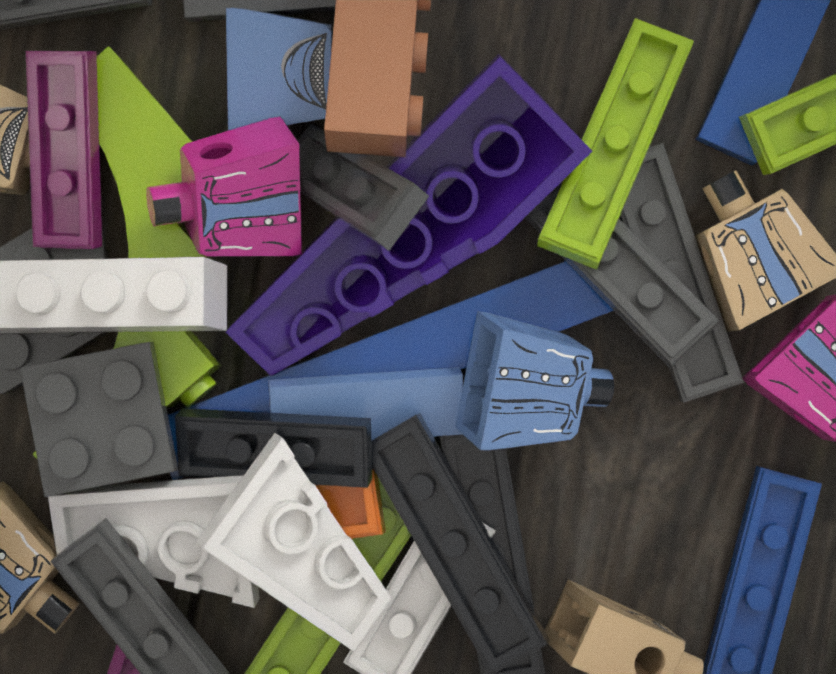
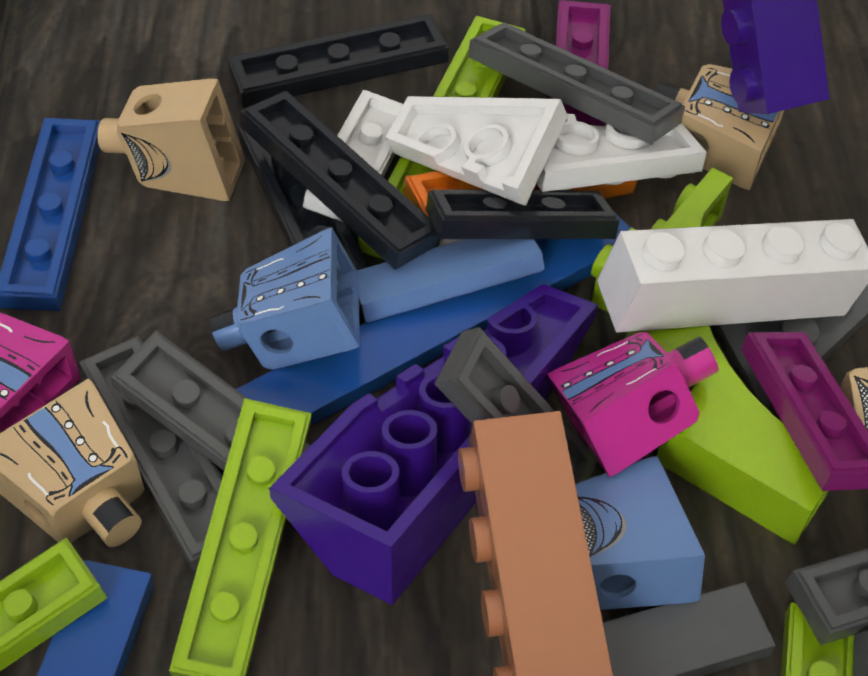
camera: 165 degrees right, 35 degrees down
(99, 419) = (683, 190): dark grey plate -> none

